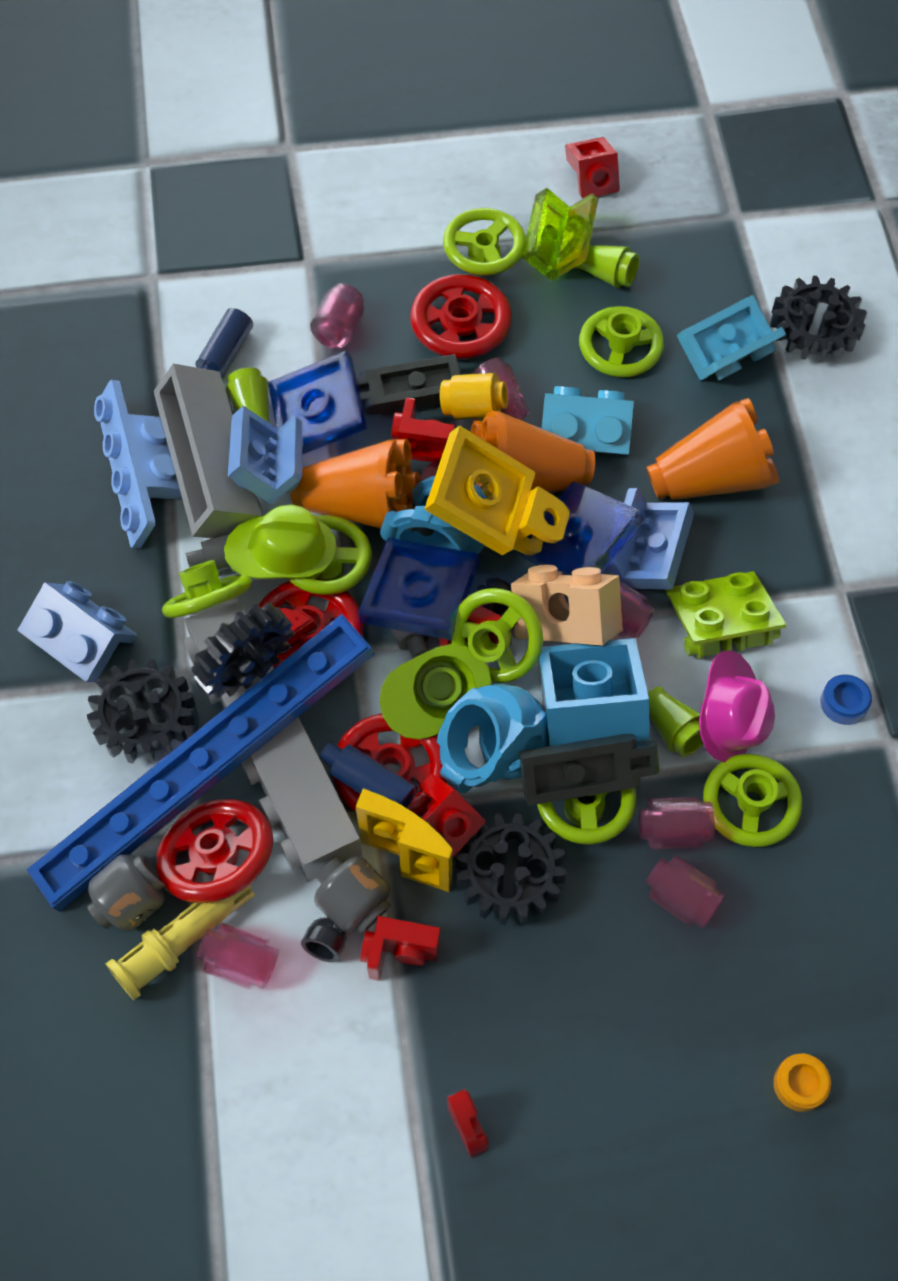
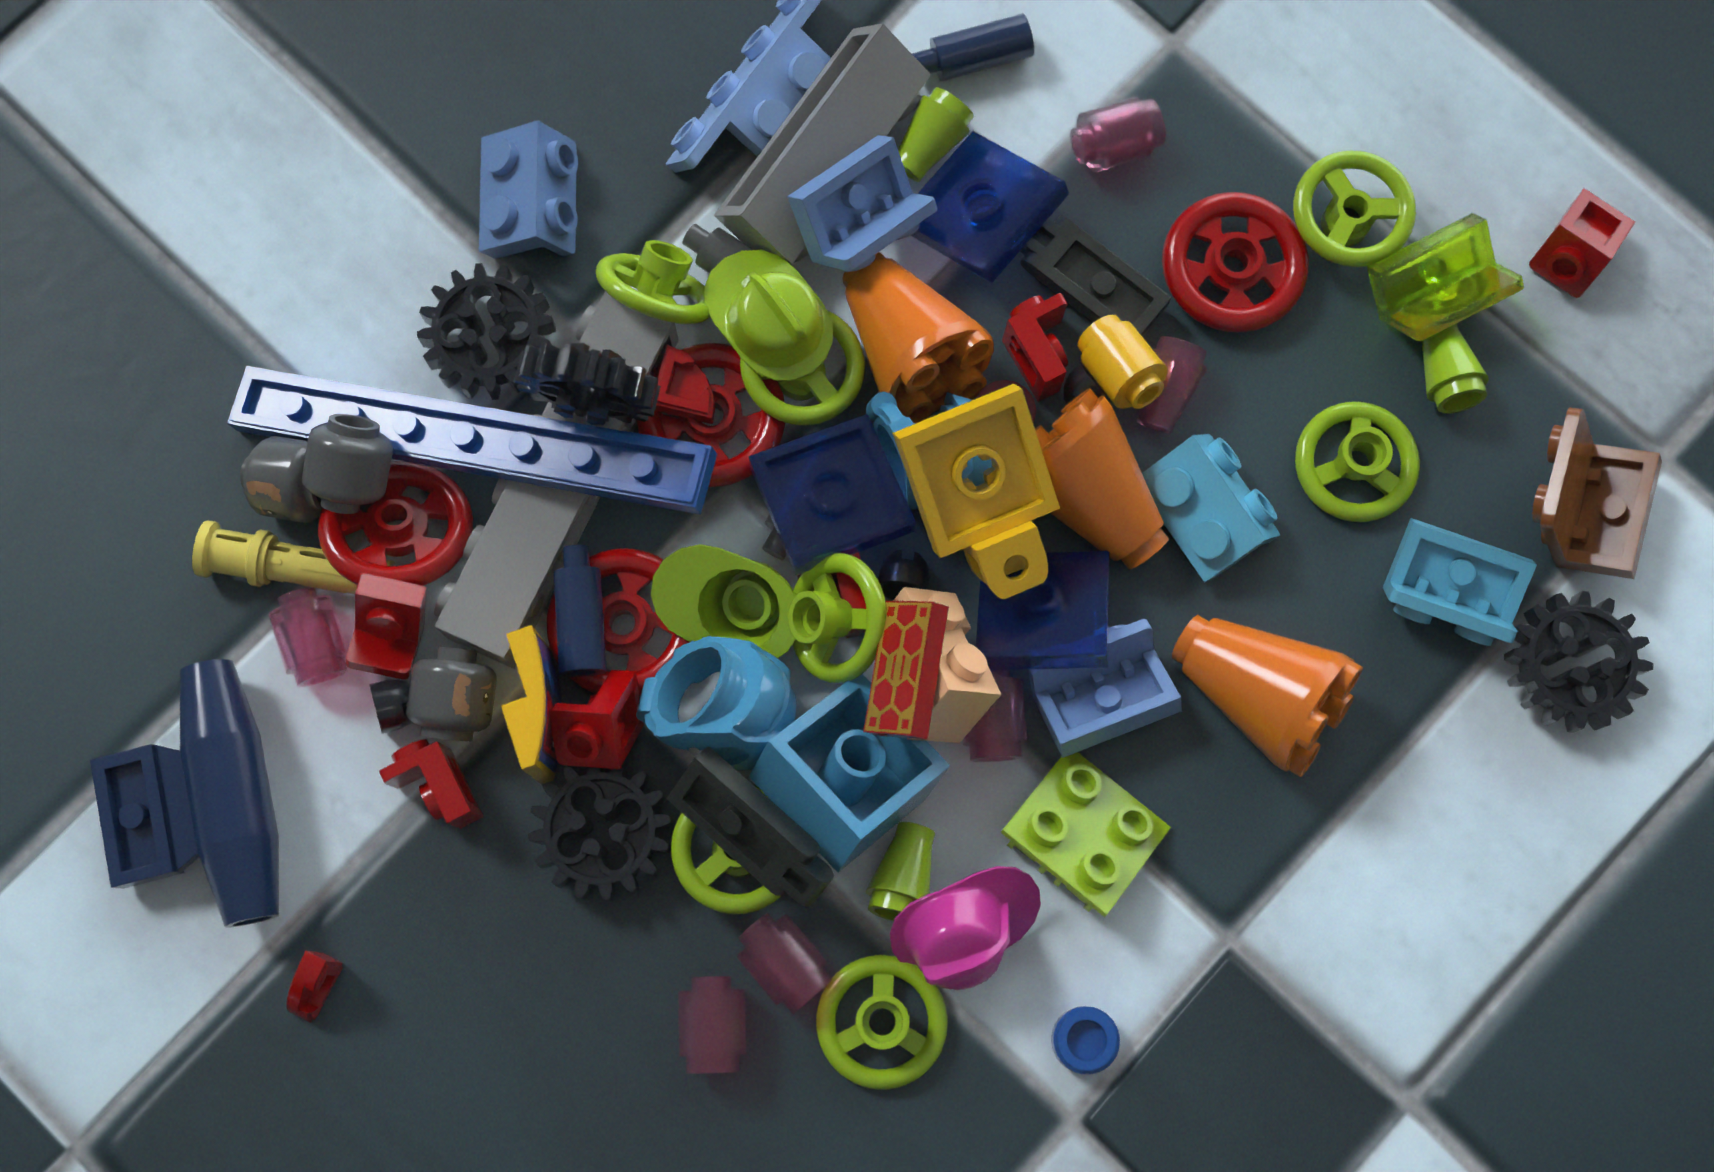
camera: 50 degrees right, 15 degrees up
(156, 836) = (347, 463): none -> dark grey head
(273, 898) = (386, 626): none -> red bracket
(289, 1096) = (197, 802): none -> dark blue plate
(566, 608) = (906, 670): none -> red tile
(740, 249) = (1595, 500): none -> dark orange bracket

